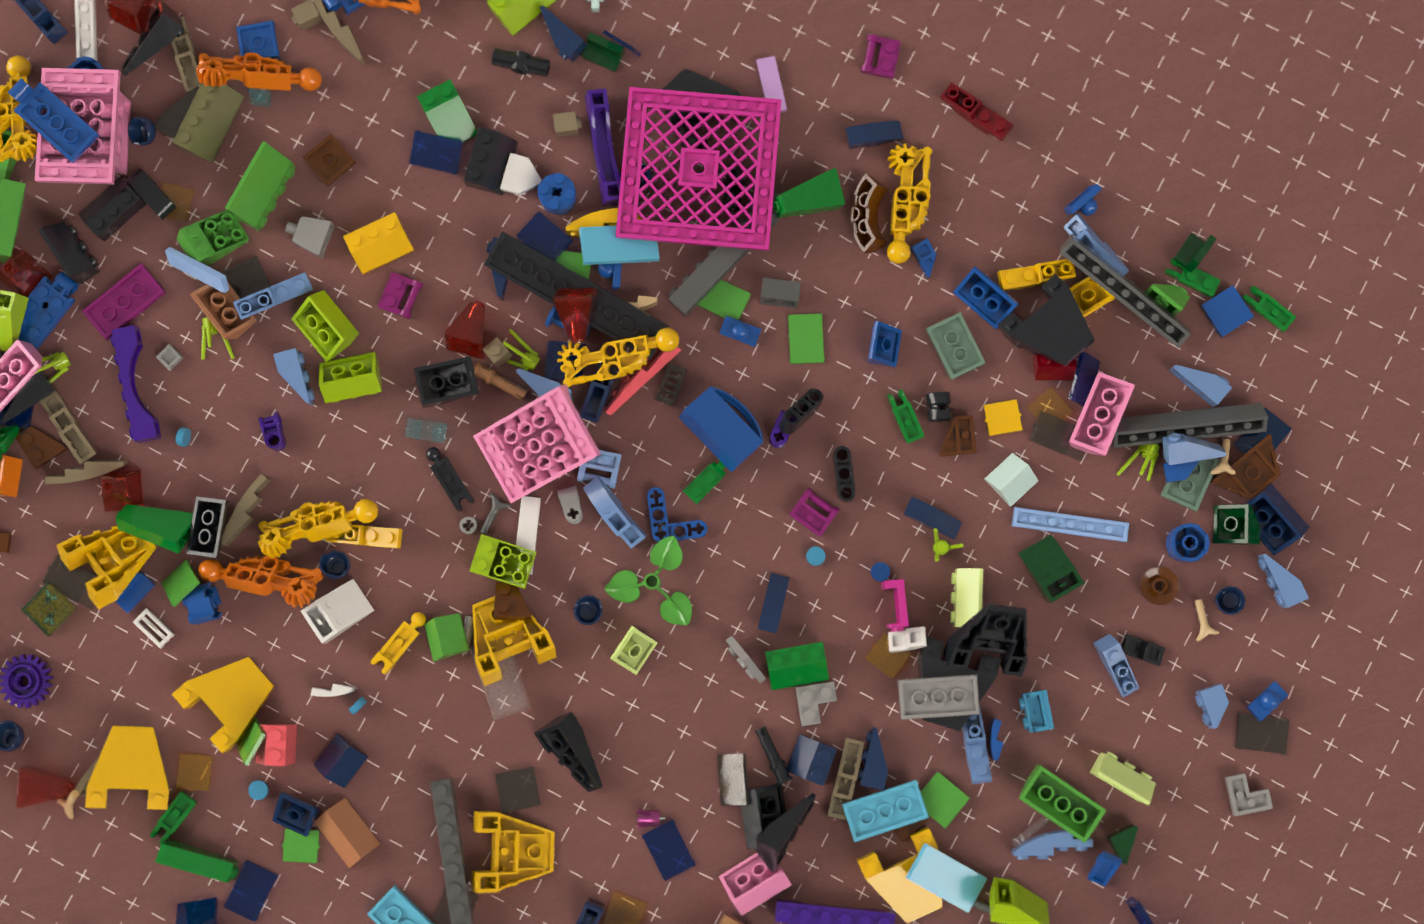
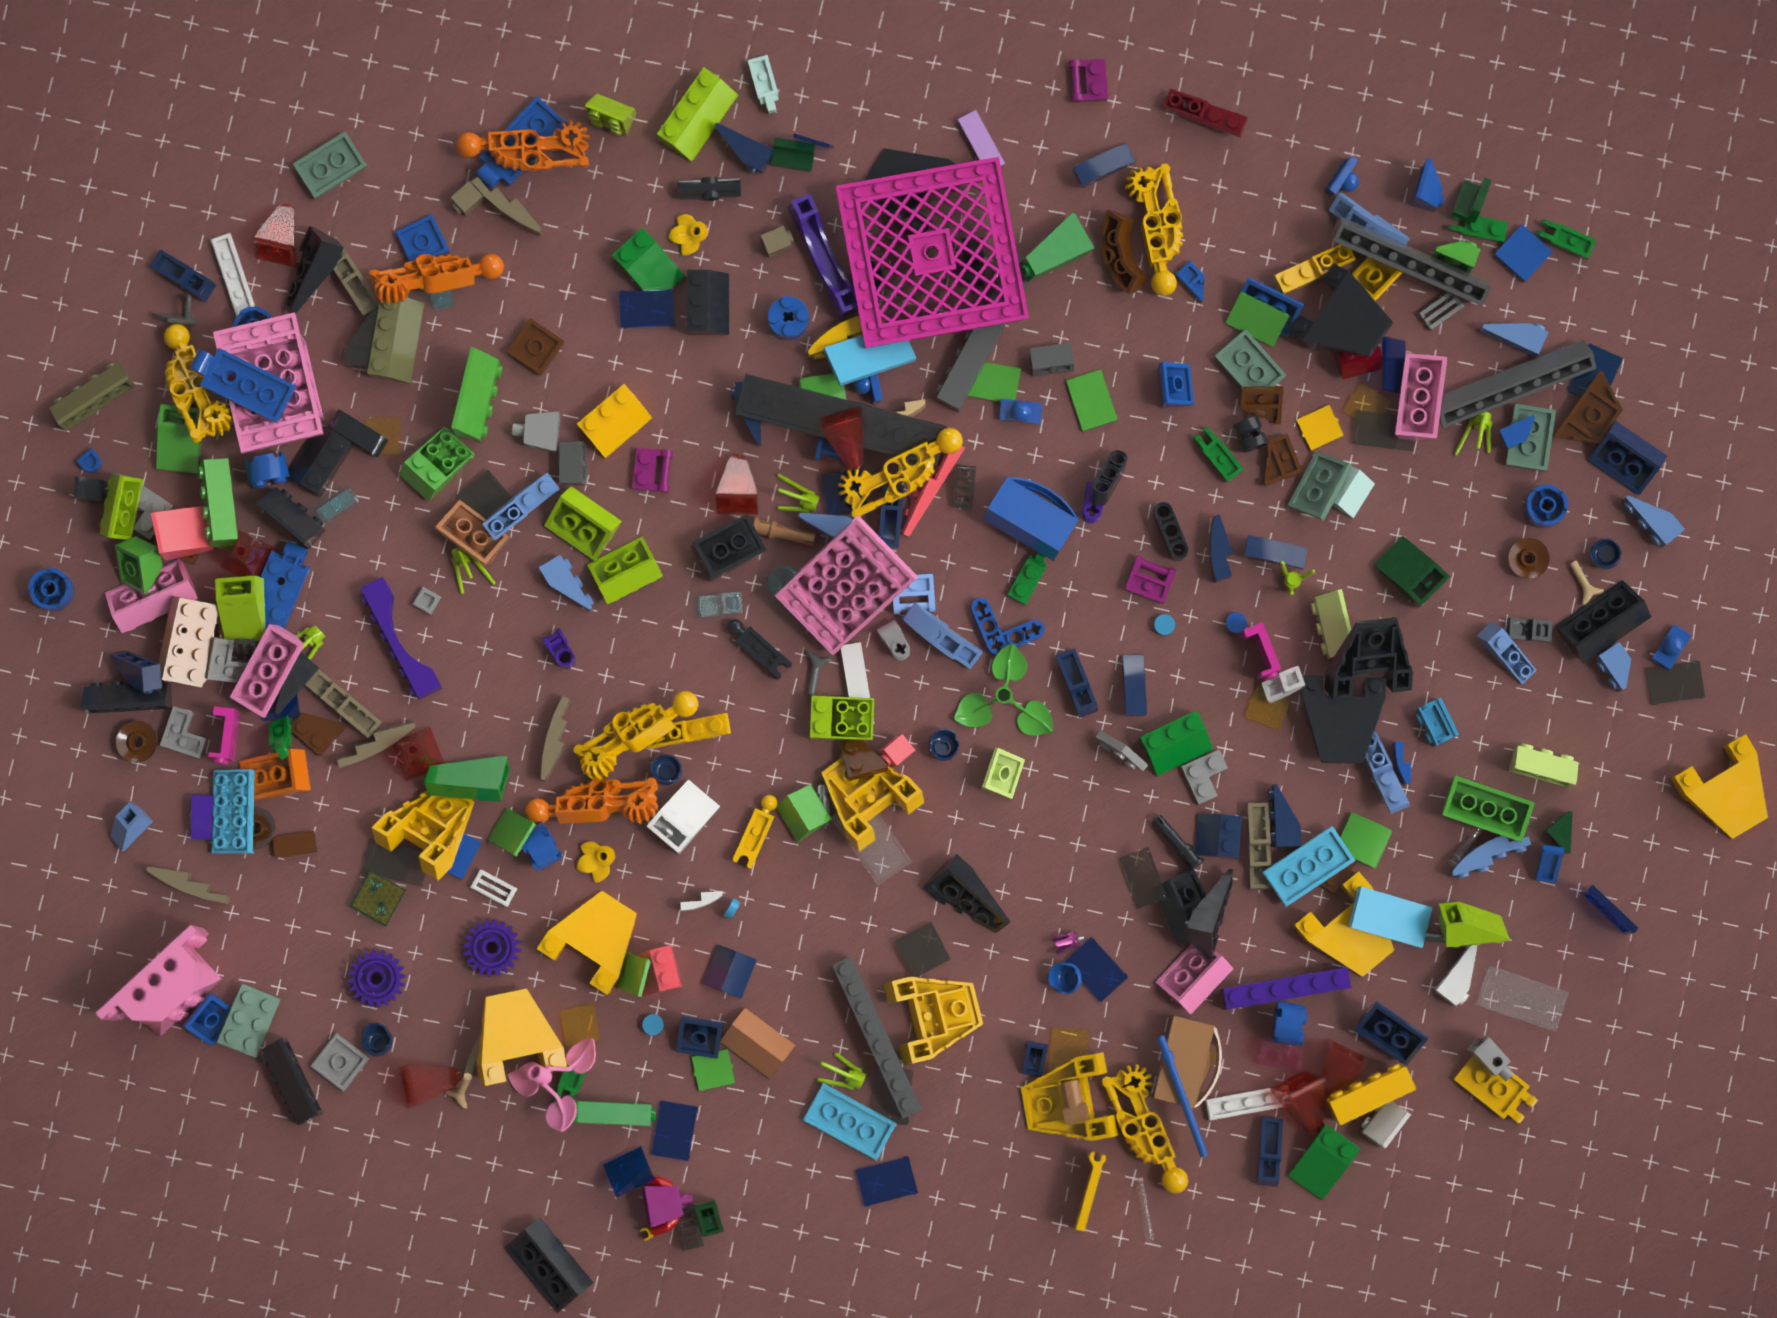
camera: 20 degrees left, 0 degrees up
(33, 53) = (178, 319): none -> dark grey piece
(60, 203) = (266, 469): none -> blue brick
(115, 252) = (337, 505): none -> clear light blue brick
(124, 301) = (361, 555): magenta tile -> none
(135, 809) = (530, 1075): none -> bright pink plant
(141, 131) = (328, 369): dark blue hair -> none
(147, 681) = (504, 954): none -> dark purple gear
(183, 437) = (467, 680): dark azure tile -> none
(197, 269) = (433, 500): light blue tile -> none
(207, 527) = (524, 766): black slope -> none
(248, 628) = (593, 861): none -> yellow plate
(332, 270) = (573, 463): none -> dark grey hinge
(422, 890) = (854, 1078): none -> lime plant
(472, 529) = (787, 688): light grey bush -> none
(483, 420) = (779, 578): none -> clear light blue hair
(488, 97) = (685, 234): none -> yellow plate
(497, 352) = (773, 502): dark tan brick -> none
(519, 175) = (743, 309): white slope -> none
(543, 604) = (896, 751): none -> coral brick
(544, 236) = (787, 366): clear blue piece -> none
(637, 851) = (1065, 978): none -> blue hair
(722, 587) = (1077, 683): none -> dark blue slope
(882, 503) = (1218, 551): none -> dark blue slope
(938, 696) = (1331, 733): light grey tile -> none
(958, 380) = (1263, 401): none -> reddish brown wing
(974, 305) = (1257, 318): none -> bright green piece
(988, 469) = (1319, 485): none -> sand green plate
(1070, 524) = (1419, 520): light blue tile -> none
(1155, 337) = (1455, 301): none -> light grey tile
(1158, 231) = (1428, 188): none -> blue slope
(1185, 449) = (1517, 409): medium blue slope -> none
(1212, 660) = (1603, 621): none -> black slope
(1223, 466) = (1561, 416): tan piece -> none
(1235, 525) = (1591, 474): dark green slope -> none
(1242, 800) = (1674, 756): light grey plate -> none
(1286, 853) = (1733, 797): none -> yellow wedge

